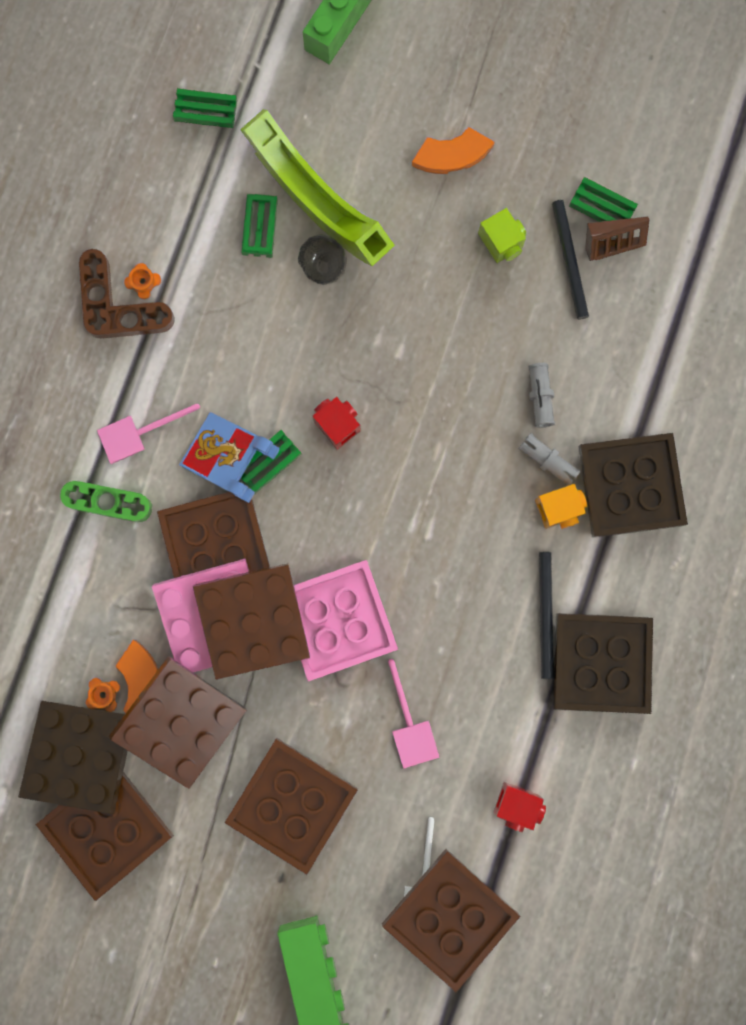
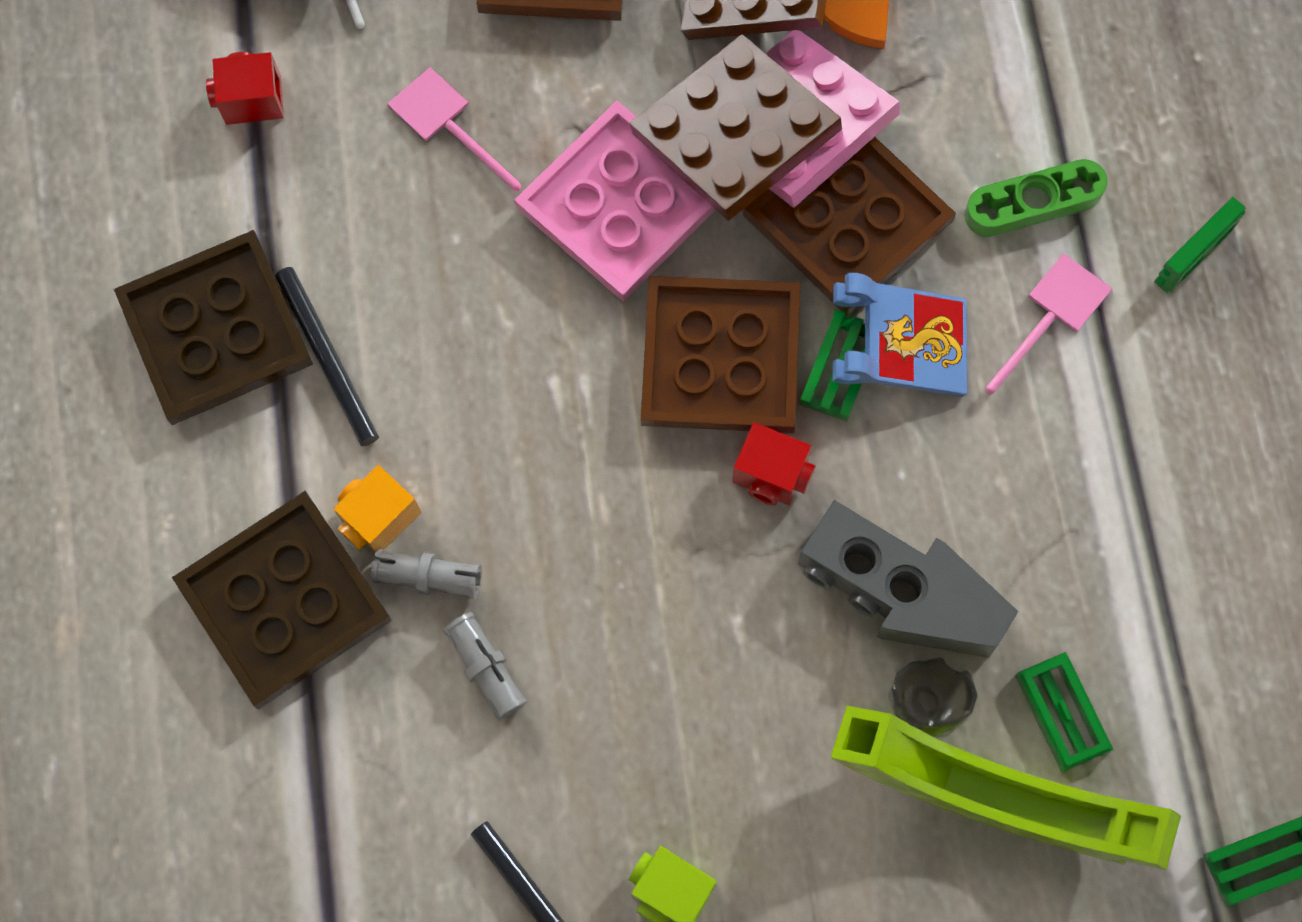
camera: 155 degrees right, 10 degrees down
(36, 424) = (1200, 245): none -> green tile
(113, 314) = (1200, 457): reddish brown beam -> none
(142, 272) = (1196, 520): orange plate -> none
(286, 303) = (953, 602): none -> dark grey brick
(329, 500) = (720, 354): none -> reddish brown plate

